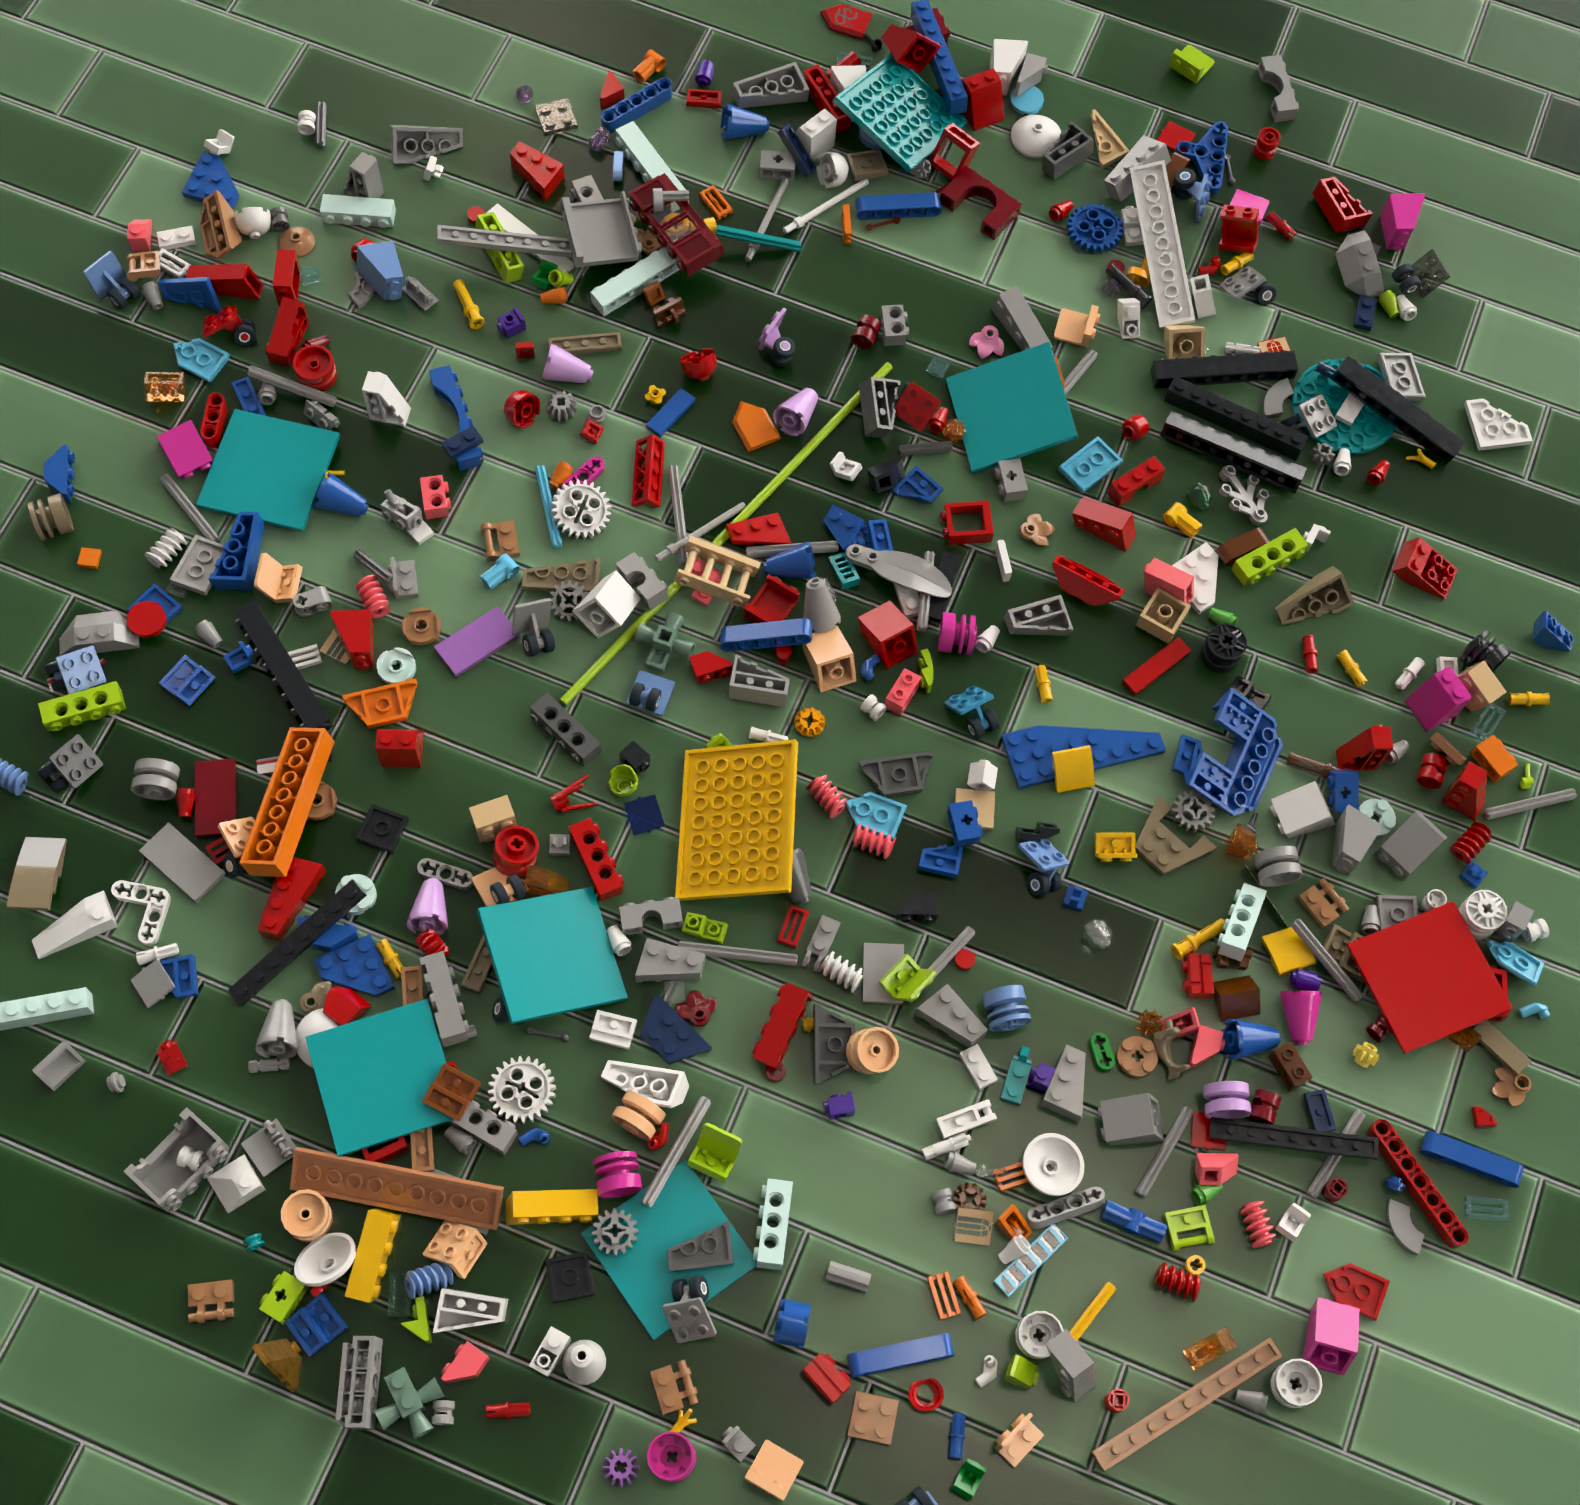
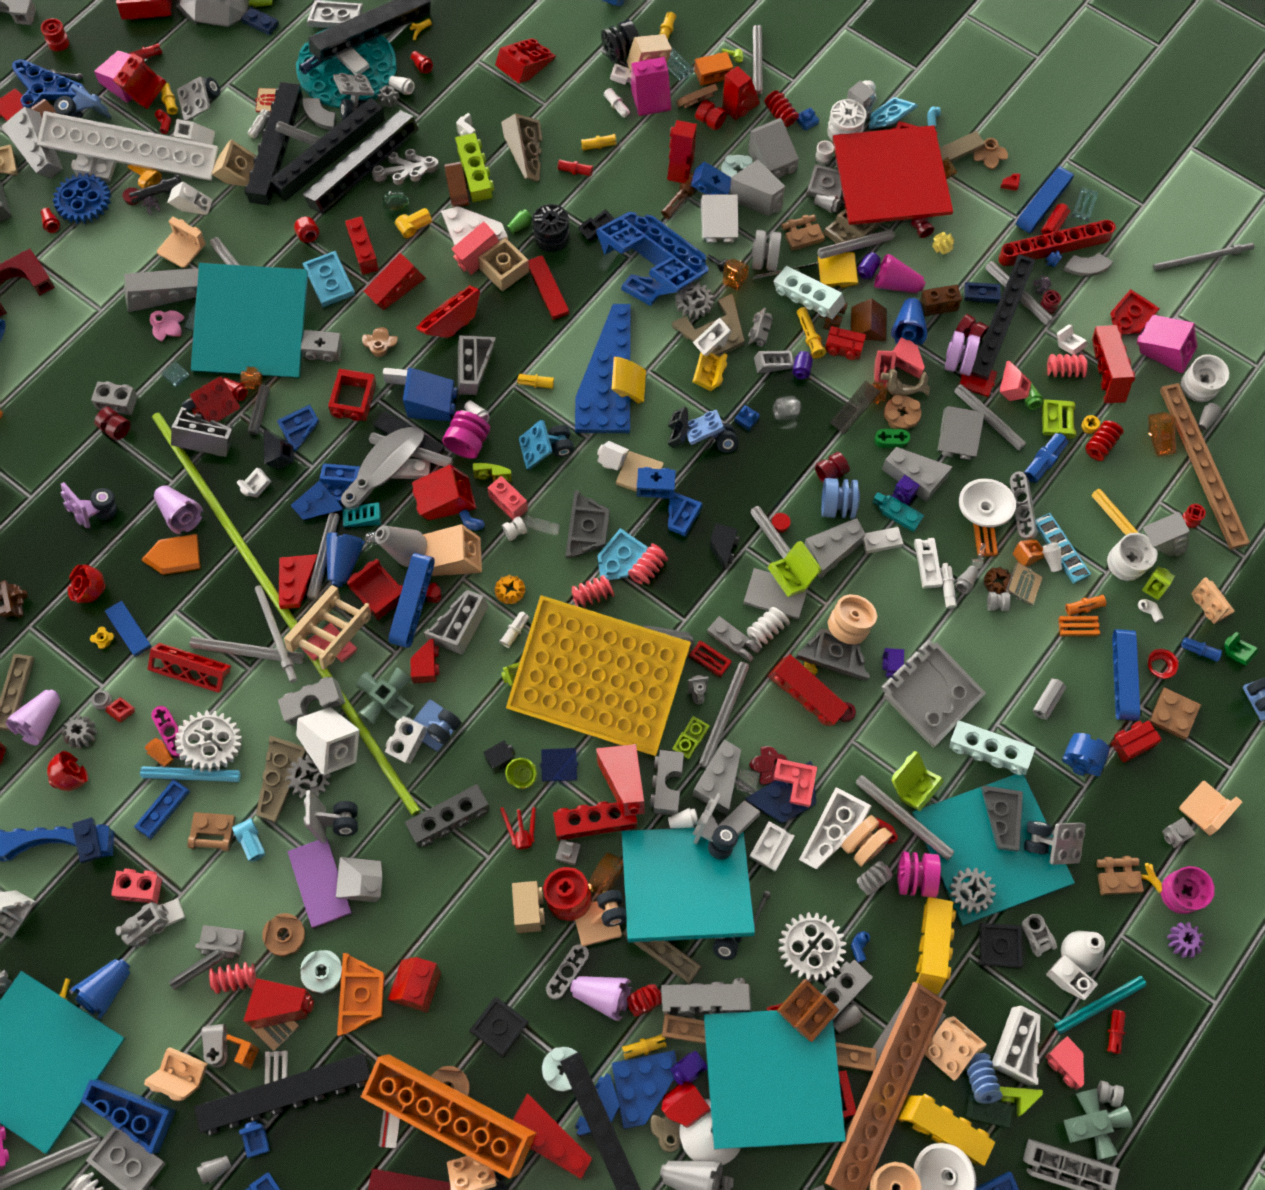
camera: 70 degrees left, 0 degrees up
(309, 625) = (246, 1053): none -> orange panel
(377, 1000) = (688, 1068): none -> dark purple brick
(486, 671) = (359, 879): none -> light grey slope
(511, 494) = (162, 809): none -> blue tile
(533, 1390) = (1100, 1004): none -> teal axle
(587, 1312) = (1039, 935): none -> light grey piece
(604, 1132) = (874, 878): none -> light grey gear
(609, 956) = (721, 838): none -> plate
(627, 674) = (410, 742): none -> white brick
(630, 991) = (741, 817): none -> light grey tile
(644, 871) = (623, 776): none -> slope
(685, 1040) = (802, 778): none -> coral plate
(752, 918) = (697, 687): none -> light grey hinge
(817, 1150) = (932, 692): none -> light grey hinge
(886, 732) = (541, 525): none -> clear axle
(988, 588) = (429, 396): none -> blue slope
(1042, 995) = (832, 468): none -> dark red wheel
(1122, 1002) = (855, 407): none -> clear smoke tile
(1146, 913) = (763, 364): none -> light grey slope
(1147, 834) = (715, 335): none -> white slope
(1156, 939) = (802, 365): none -> dark purple brick
(1194, 886) = (761, 321): none -> light grey hinge
(1239, 383) = (296, 133): none -> light grey axle
(1280, 1273) = (1112, 363): none -> wedge
(1357, 1181) = (1045, 284): none -> plate
(1448, 1177) = (1056, 219): none -> red axle
(1494, 1400) = (1234, 250): none -> flat silver bar

